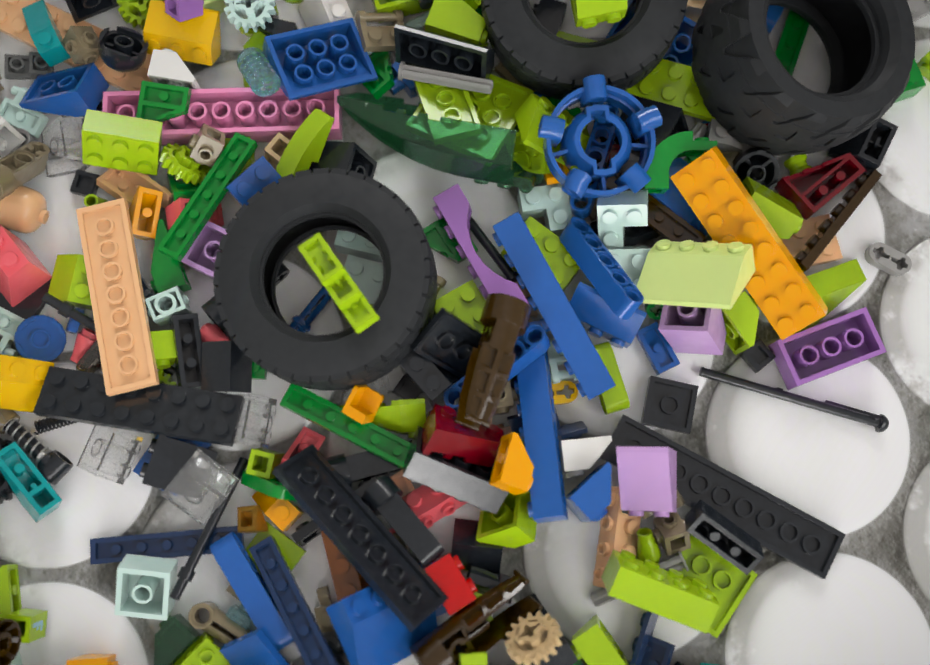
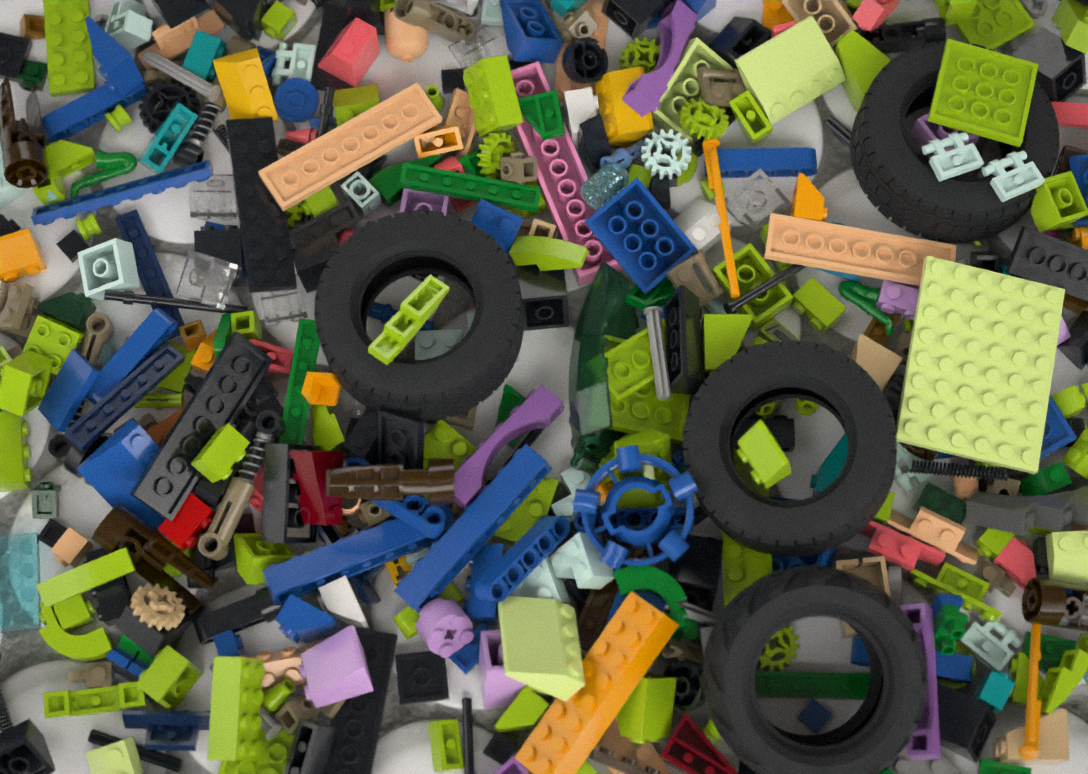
camera: 75 degrees right, 5 degrees down
(32, 546) = (115, 165): none -> green piece
(65, 551) = (114, 195): none -> blue plate
(88, 595) = (88, 226): none -> lime wheel
(102, 618) = (72, 244): none -> black tile
(210, 68) = (593, 143): none -> black slope
(232, 47) = (625, 156): none -> medium blue pin
(312, 560) = (175, 400): none -> lime pin
(397, 524) = (221, 453): none -> lime brick
(436, 518) = (240, 489): none -> piece
(512, 466) = (303, 536): light orange slope -> none
(556, 563) = (237, 616): none -> black beam
(581, 580) = (228, 644): none -> blue plate
(634, 365) = (444, 626): none -> lavender brick
(737, 405) = (446, 745): none -> lime slope
(808, 77) = (814, 716): none -> blue tile

